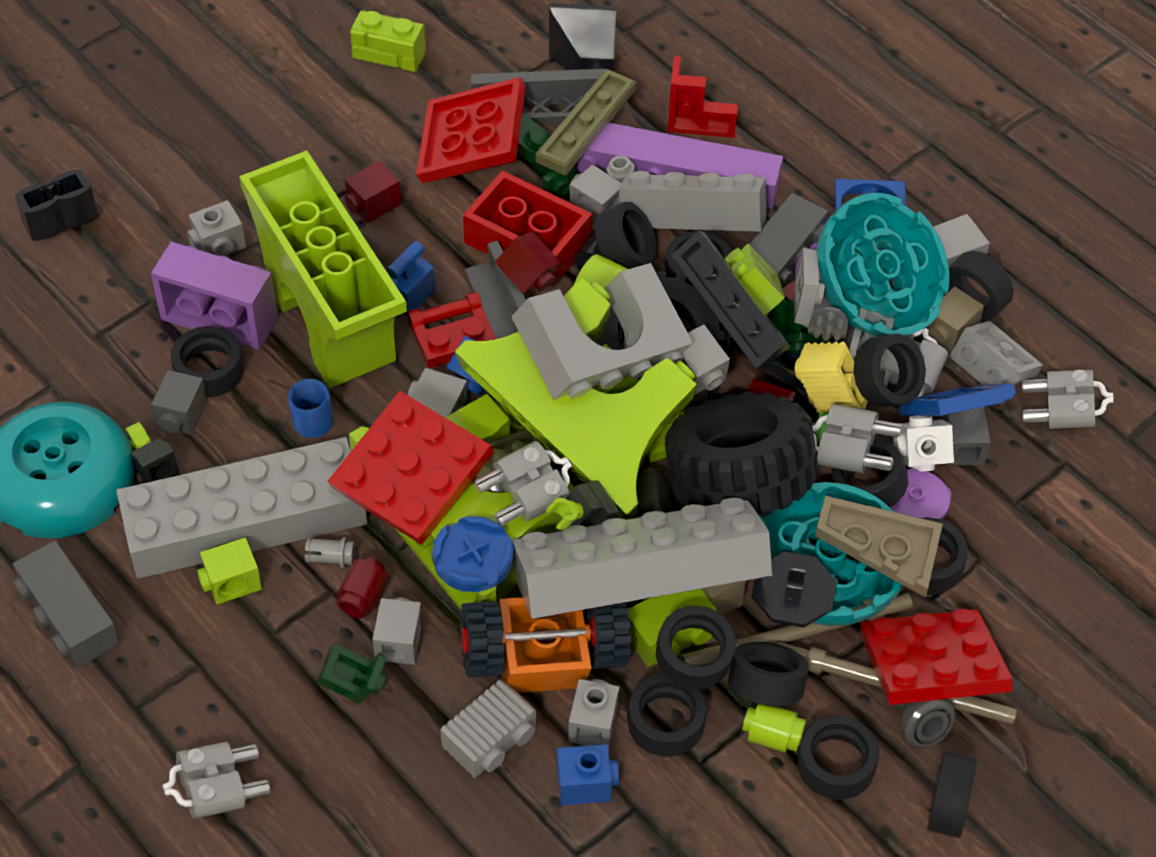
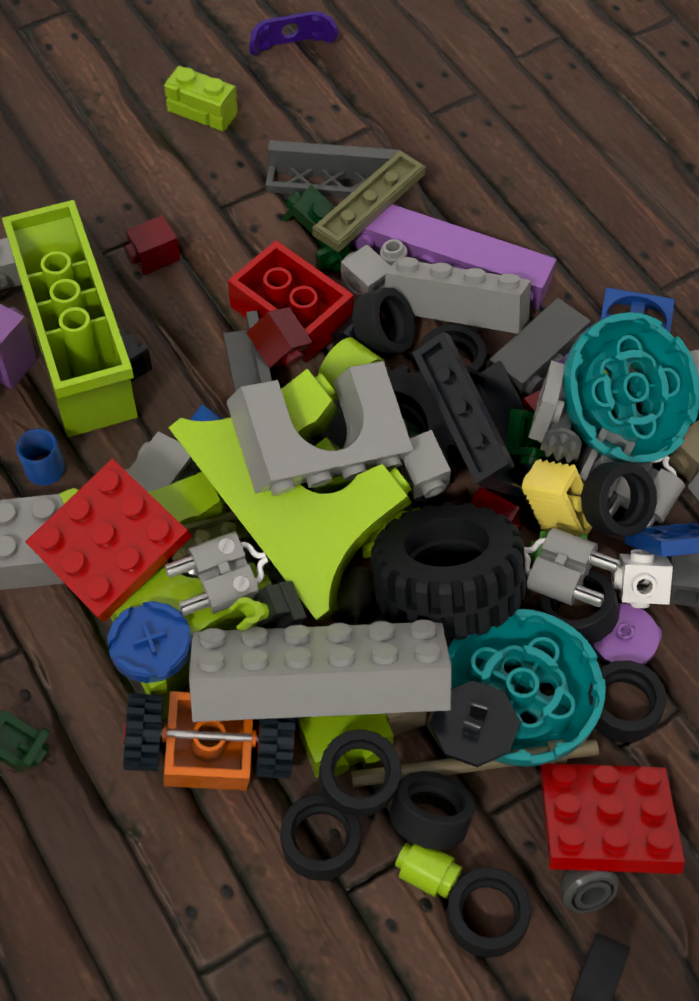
camera: 10 degrees right, 5 degrees up
(331, 551) = (33, 609): light grey pin -> none
(362, 587) = (48, 650): dark red brick -> none
(398, 630) = (71, 702): light grey brick -> none
(412, 276) = (166, 337): blue brick -> none
(440, 342) = (185, 402): red plate -> none
(471, 130) = (258, 196): red plate -> none
(489, 729) = (138, 824): light grey brick -> none
(582, 36) = (386, 115): slope -> none
(585, 774) = (223, 891): blue brick -> none
(593, 712) = (246, 823): light grey brick -> none
(691, 113) = (477, 205): red panel -> none
(757, 277) = (498, 385): lime brick -> none
(819, 662) = (488, 799): dark tan bar -> none
(882, 539) = (576, 684): dark tan wing -> none

